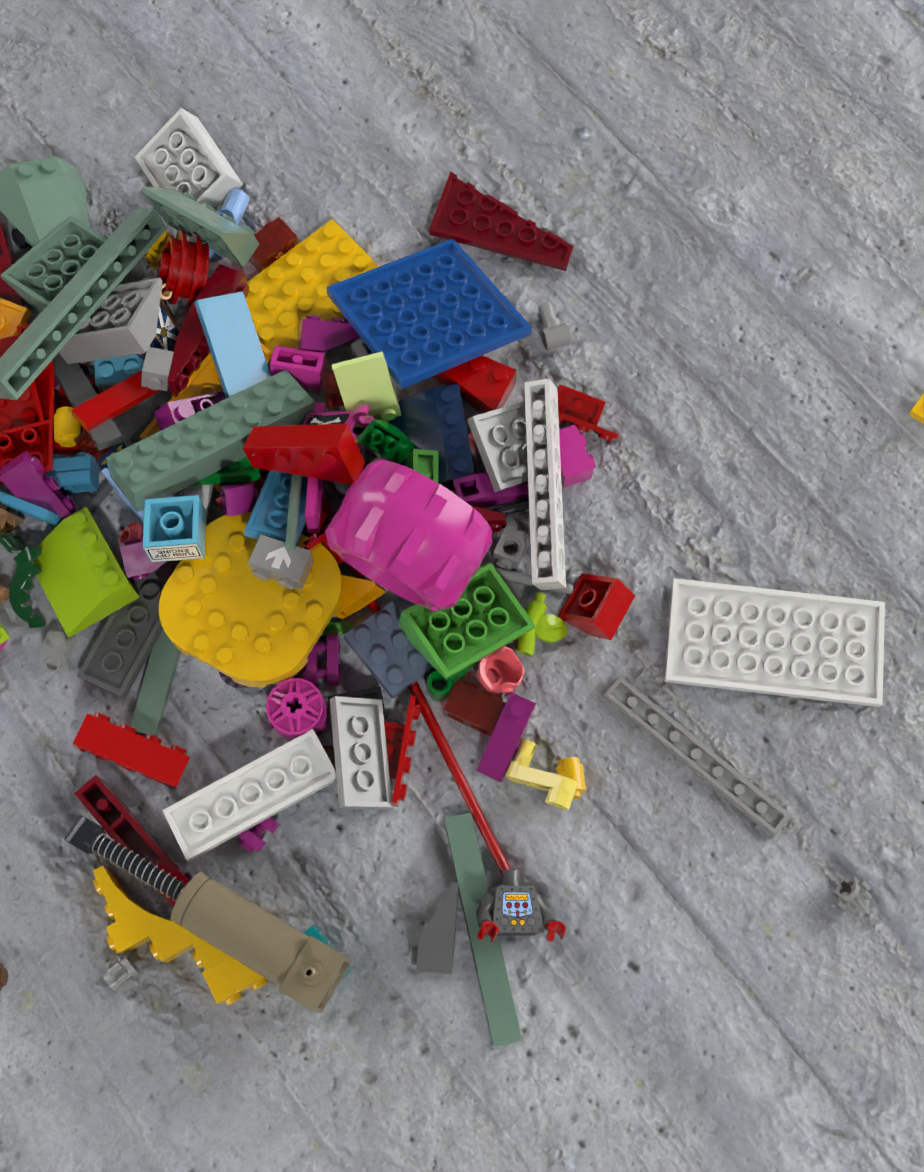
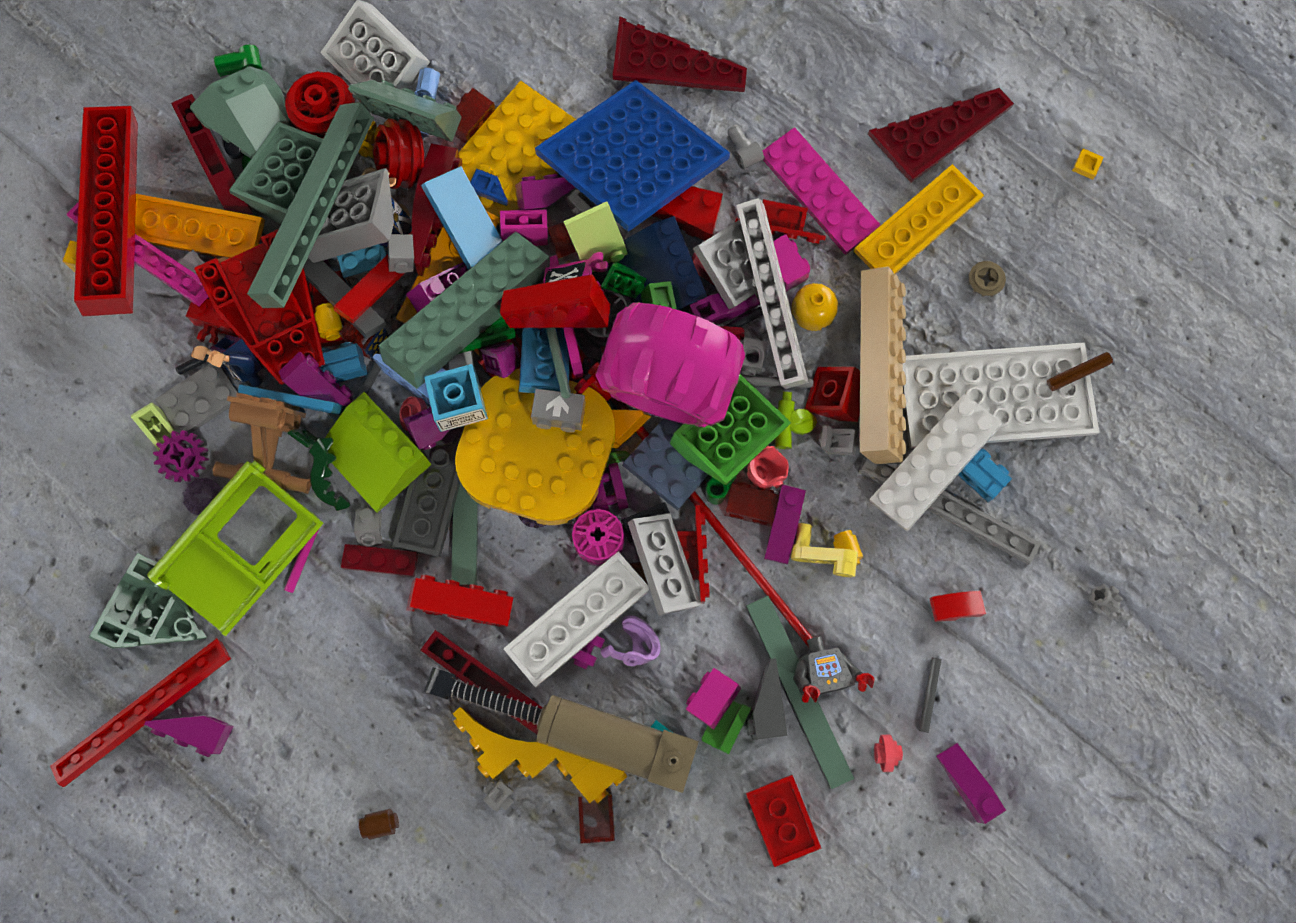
camera: 15 degrees left, 5 degrees up
(58, 146) = (233, 62): none -> green piece
(60, 689) = (379, 560): none -> dark red plate
(114, 196) = (313, 95): none -> red wheel
(205, 1024) = (583, 839): none -> clear red piece
(270, 320) = (488, 186): none -> blue tile
(320, 825) = (639, 632): none -> lavender helmet
(382, 914) = (712, 698): none -> dark pink brick
(391, 947) = (728, 728): none -> bright green panel
(430, 1071) = (783, 820): none -> red plate
(565, 1018) = (887, 753): none -> coral plate
(585, 657) = (838, 440): none -> light grey bracket
(592, 508) = (814, 307): none -> yellow cylinder
(625, 388) = (820, 190): none -> dark pink plate
(629, 963) = (930, 695): none -> dark grey bar
(649, 585) = (882, 366): none -> tan brick
(654, 1075) = (971, 784): none -> magenta slope
(681, 867) = (957, 605): none -> red slope
(688, 701) = (935, 462): none -> white plate
(725, 440) = (919, 221): none -> yellow plate
(740, 724) = (985, 475): none -> dark azure brick
(763, 349) = (934, 134): none -> dark red wing
(800, 511) = (995, 274): none -> dark tan gear
(872, 632) = (1079, 371): none -> reddish brown axle

